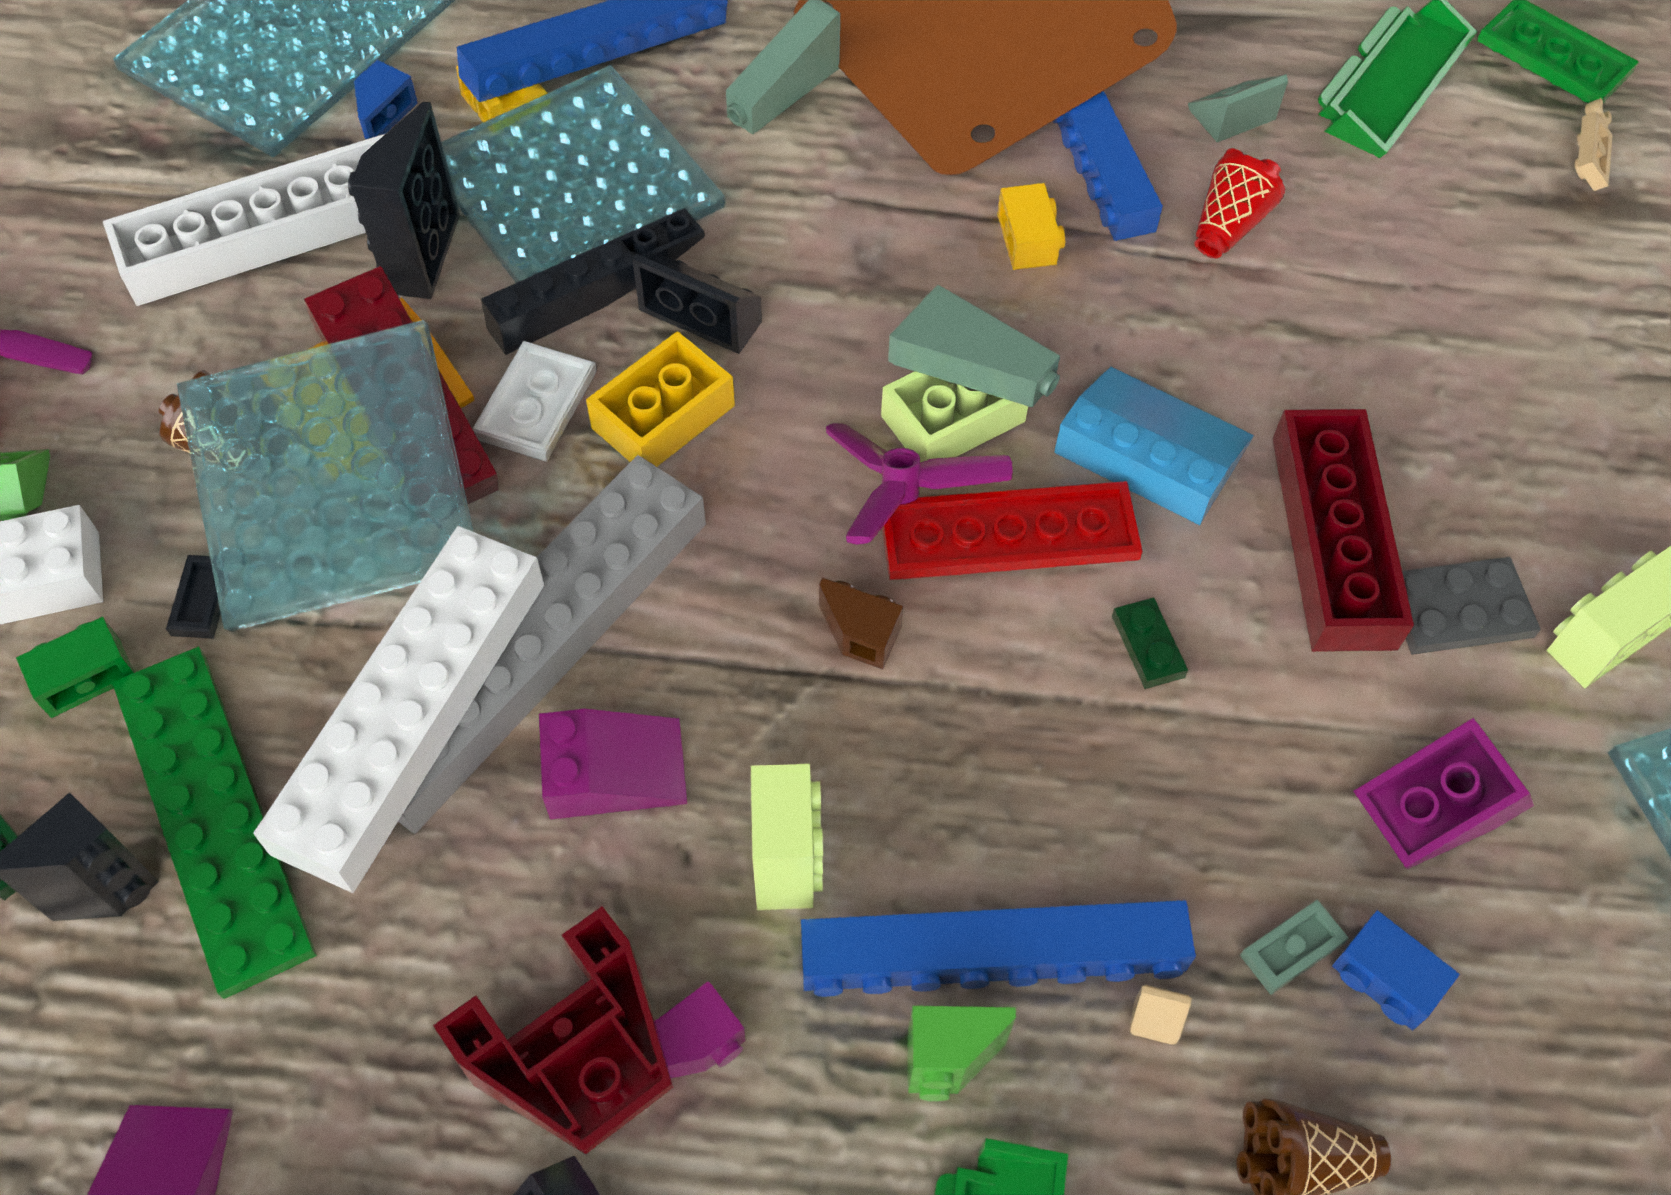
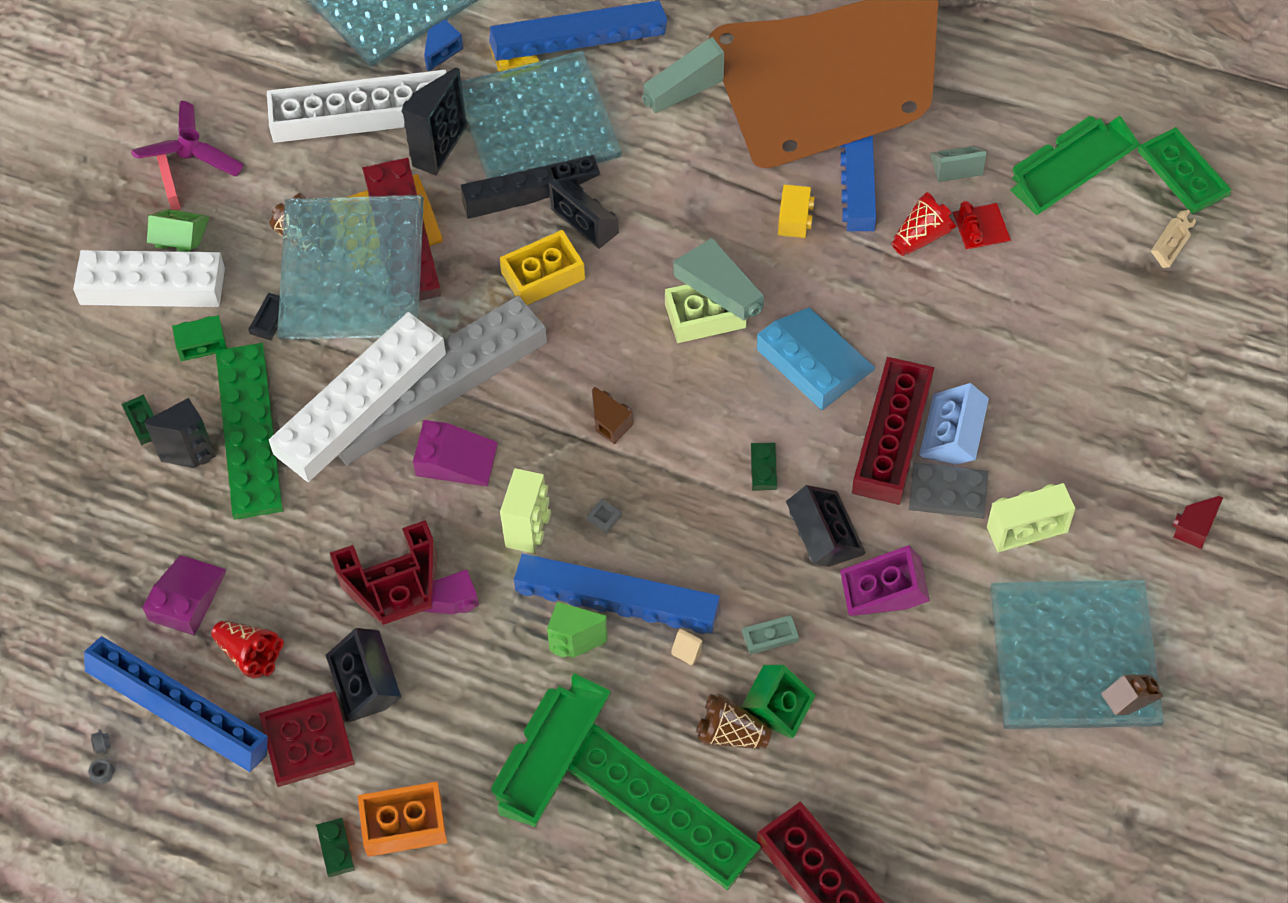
camera: 20 degrees right, 0 degrees up
(534, 401) = (475, 249): white tile -> none
(905, 474) = (660, 343): magenta piece -> none
(917, 805) = (604, 516): none -> dark grey plate
(1012, 531) = (710, 386): red plate -> none
(1298, 722) = (824, 526): none -> black slope
(1315, 188) = (980, 225): none -> red hinge
(1363, 1071) = (779, 699): none -> green slope
(1395, 971) = (815, 659): blue brick -> none
(1430, 495) = (954, 425): none -> light blue slope

